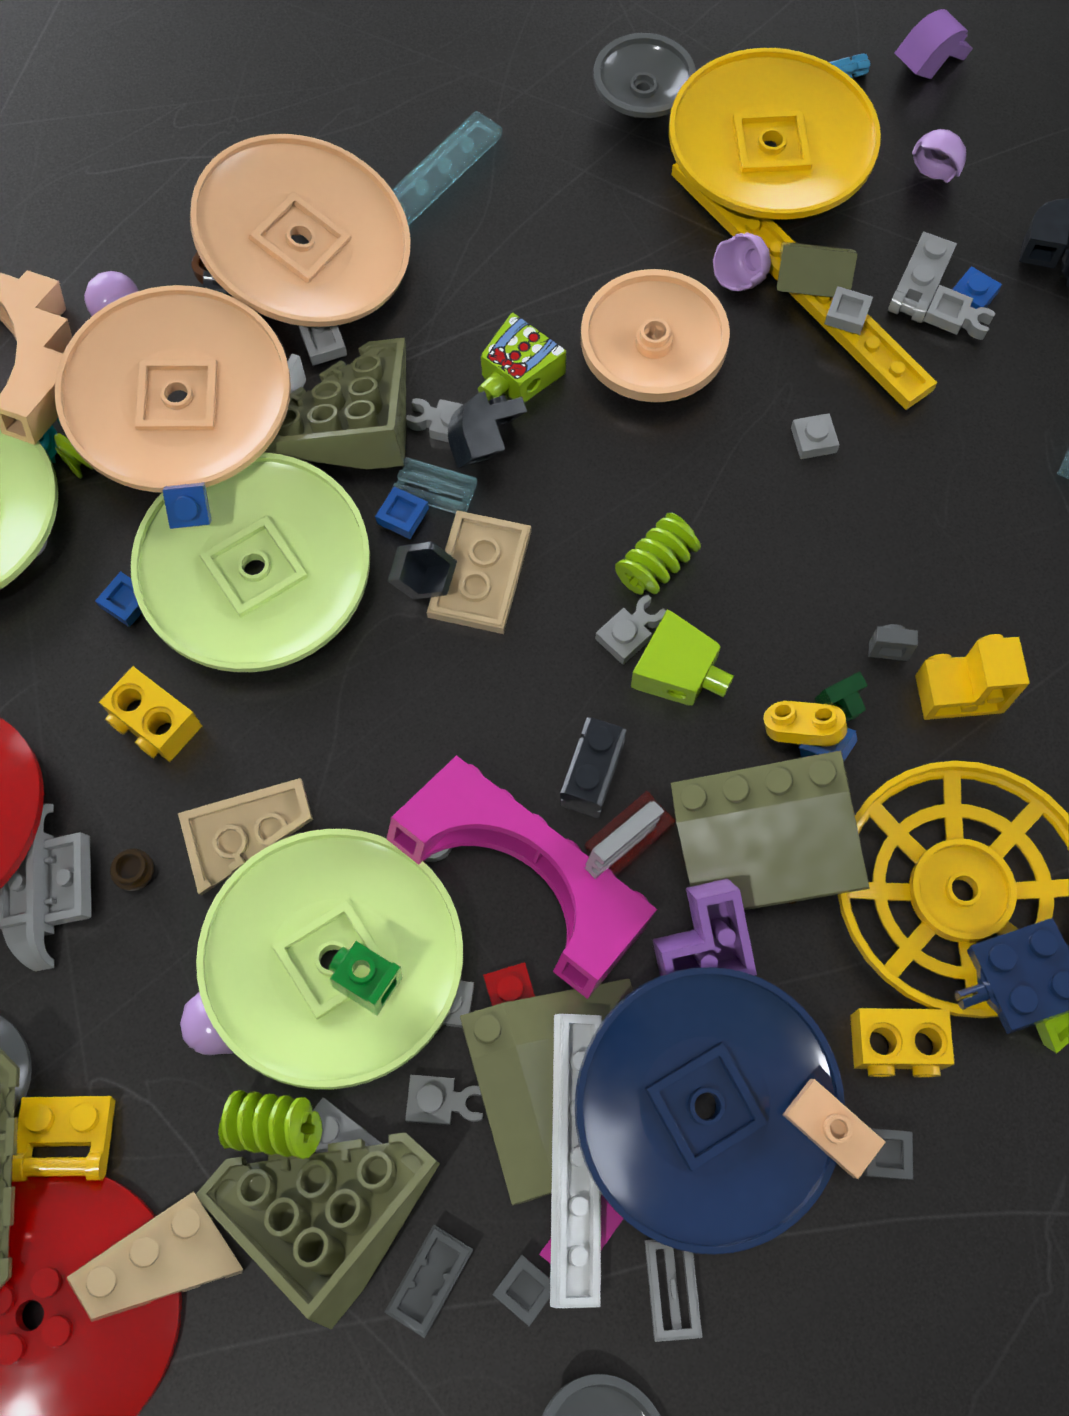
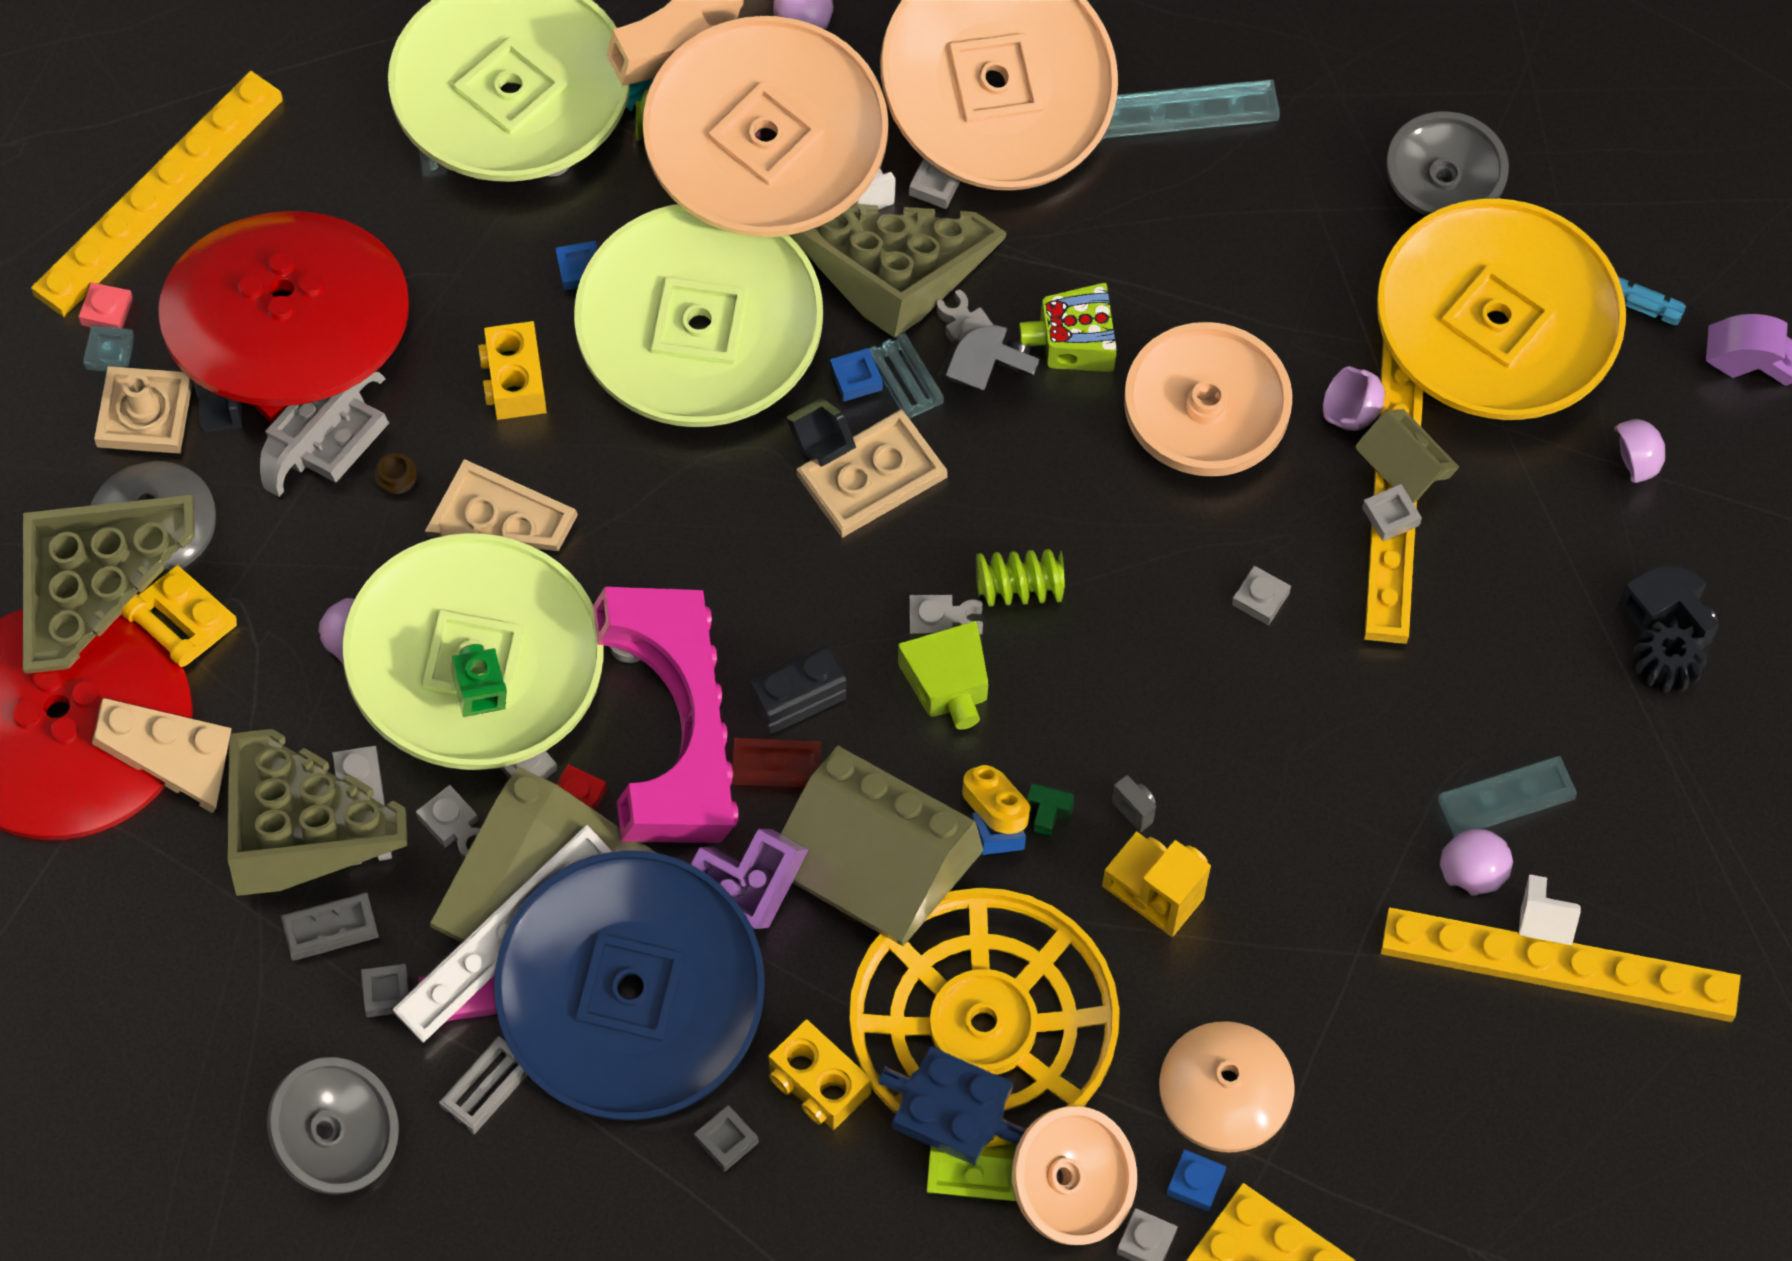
camera: 40 degrees right, 5 degrees down
(187, 505) = (686, 229): blue plate -> none
(270, 1124) = (322, 725): lime piece -> none
(623, 839) = (758, 752): light grey tile -> none
(834, 1128) = (701, 1076): light nougat plate -> none
(922, 276) = (1508, 543): light grey plate -> none
(952, 311) = (1498, 592): light grey plate -> none
(978, 286) = (1542, 593): blue plate -> none

